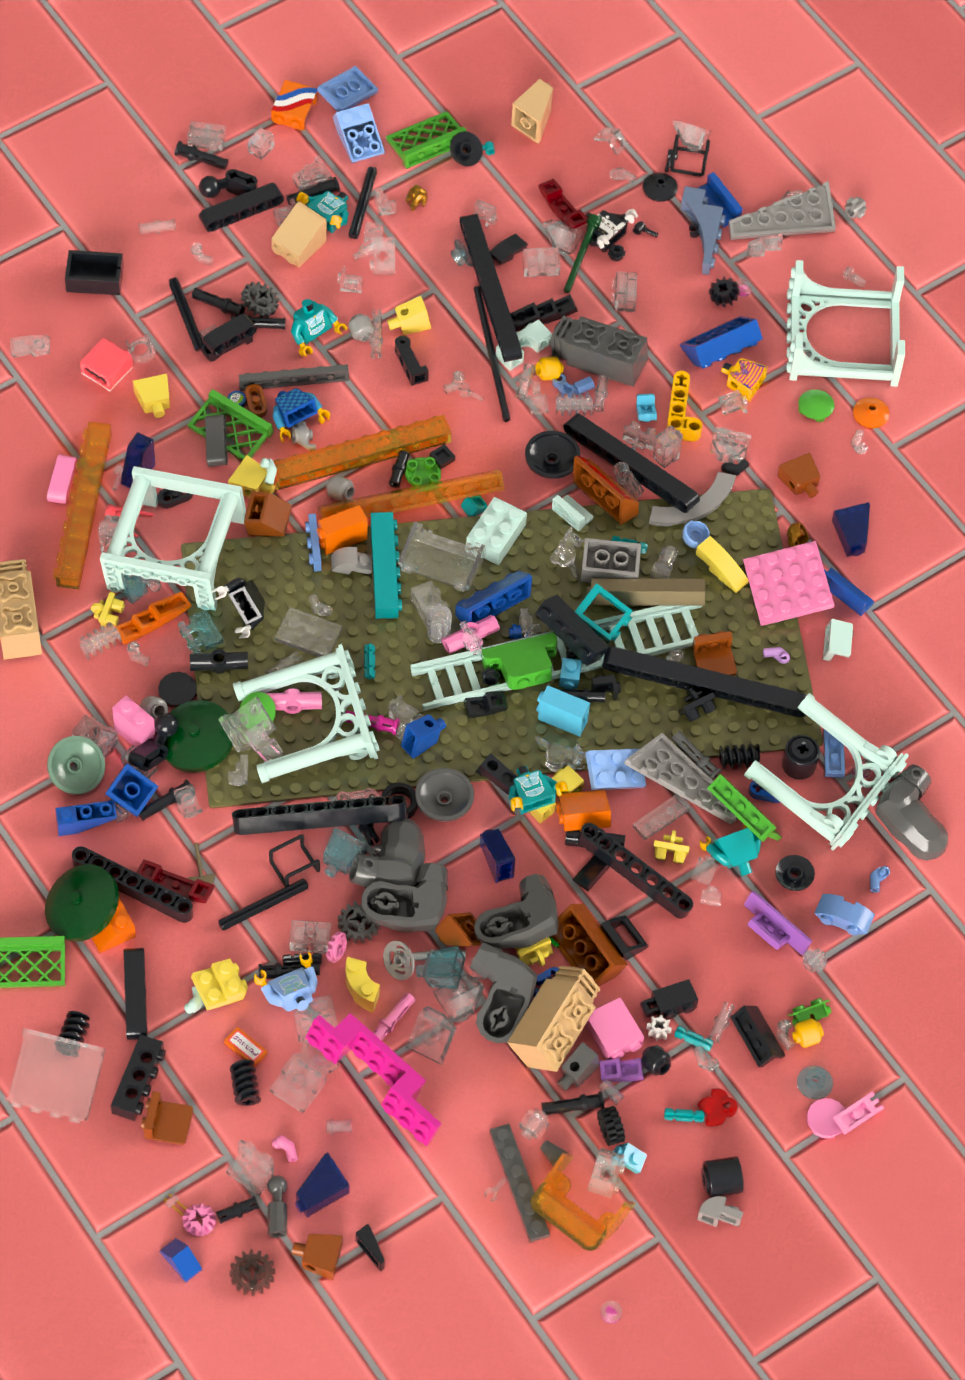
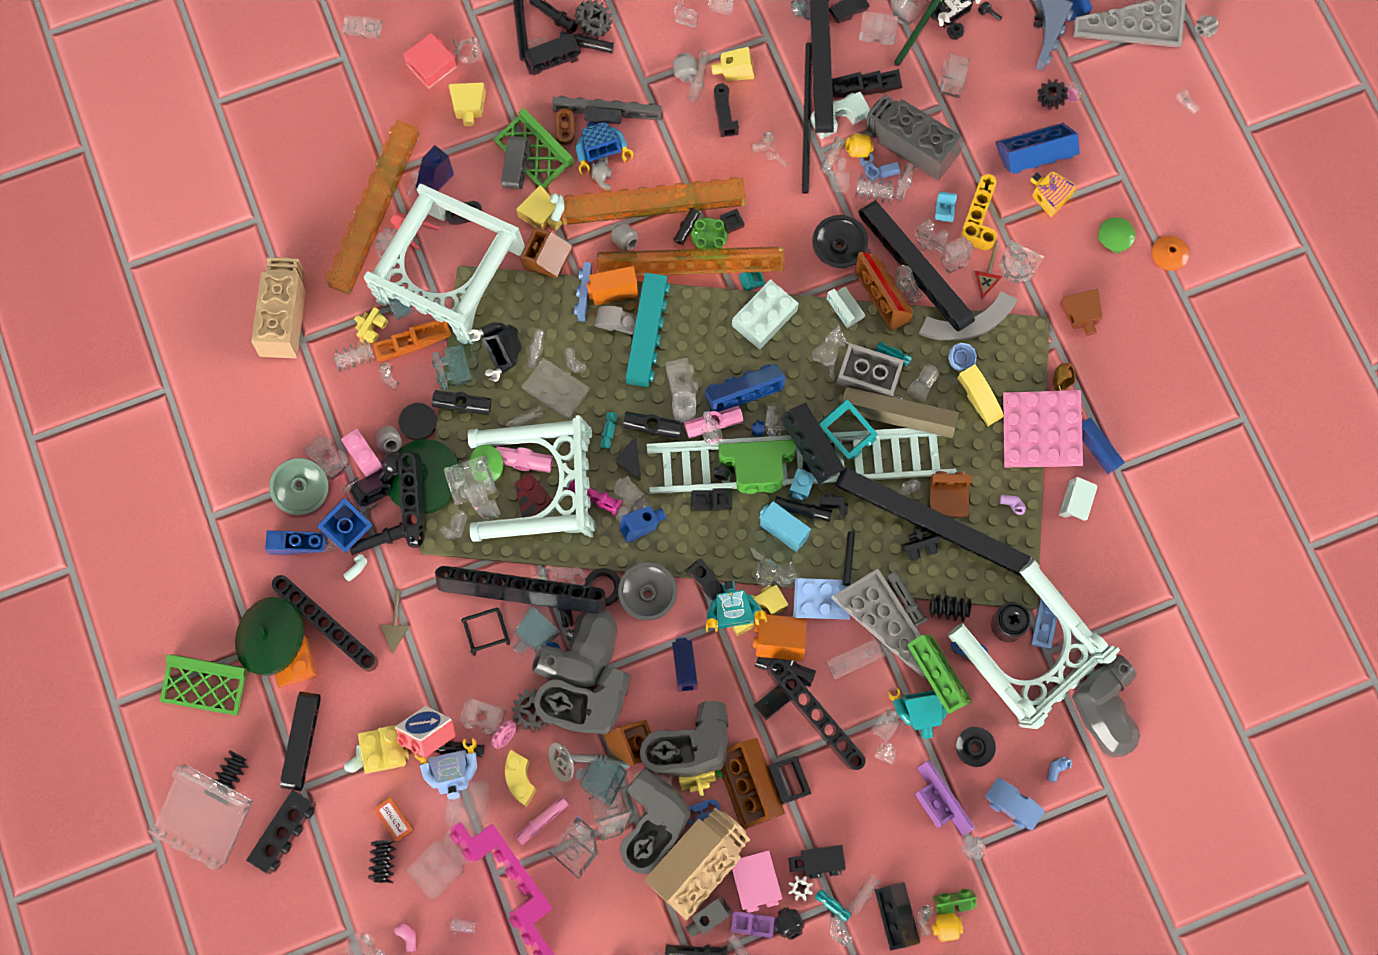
camera: 15 degrees right, 15 degrees up
(62, 479) = (358, 175): bright pink beam -> none
(153, 826) = (360, 562): none -> light aqua arm
(166, 1120) = (298, 884): dark orange bracket -> none
(187, 801) = (397, 546): clear bracket -> none
(195, 891) = (365, 629): dark red slope -> none
(199, 782) = (412, 530): none -> black piece
(238, 397) = (547, 121): tile -> none
(260, 954) = (425, 731): none -> piece
(263, 904) = (446, 669): black axle -> none
(279, 601) = (535, 348): none -> clear pin
(288, 959) = (482, 739): black axle -> none
(291, 382) = (603, 115): none -> black slope
(307, 731) = (531, 496): none -> dark red wing
(312, 322) = (637, 53): teal torso -> none
(397, 683) = (629, 460): none -> black slope
(423, 647) = (639, 422): none -> black piece
(441, 558) = (702, 335): clear windscreen -> none
(632, 729) = (848, 558): none -> black bar
(680, 851) = (865, 697): light yellow hips -> none
(702, 467) = (987, 280): none -> piece
(733, 402) = (1034, 217): clear bracket -> none
(734, 469) = (1018, 290): black arm -> none
(760, 245) = (1098, 51): clear slope -> none
(807, 292) = (1135, 110): light aqua arch -> none
(852, 528) = (1122, 378): clear blue slope -> none
(856, 442) = (1147, 284): clear arm -> none

